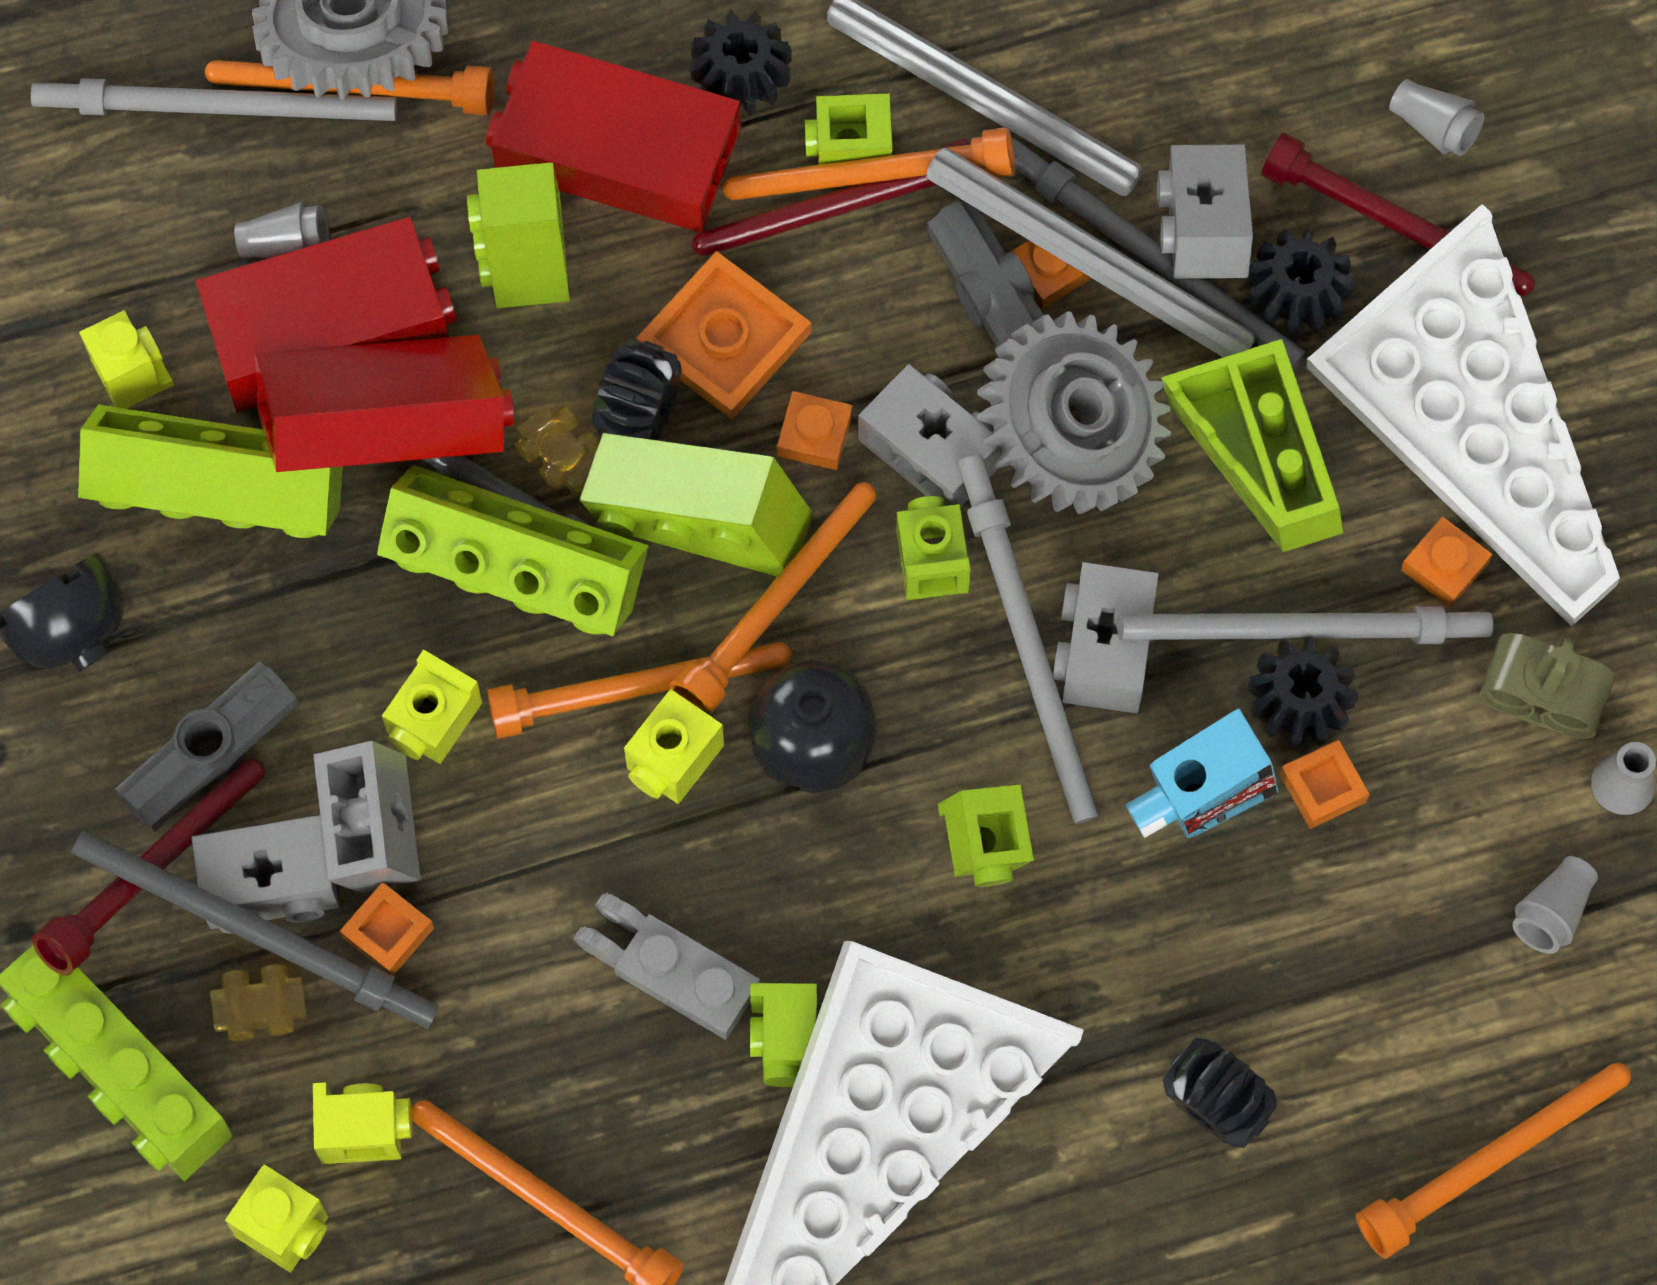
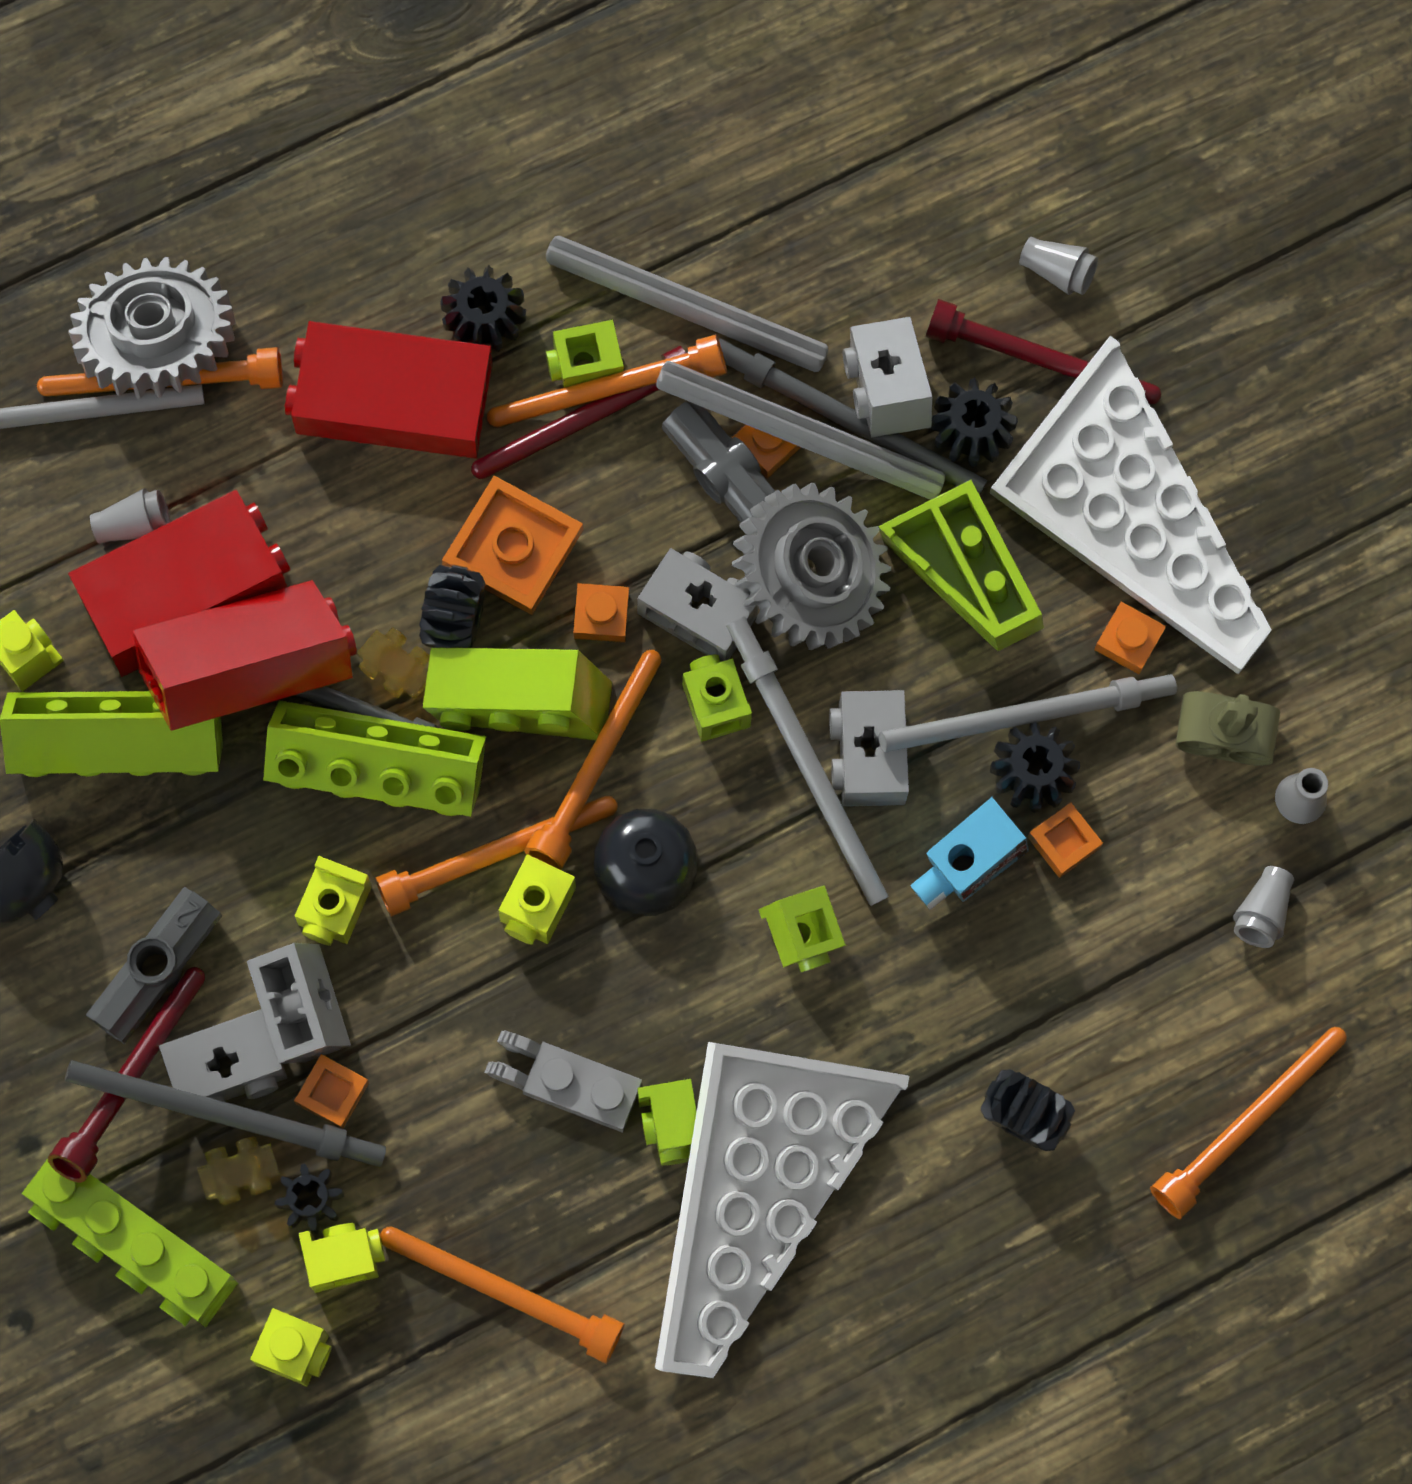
camera: 15 degrees left, 5 degrees up
(330, 1065) = (309, 1183): none -> black gear
(520, 235) = (332, 493): lime wedge -> none

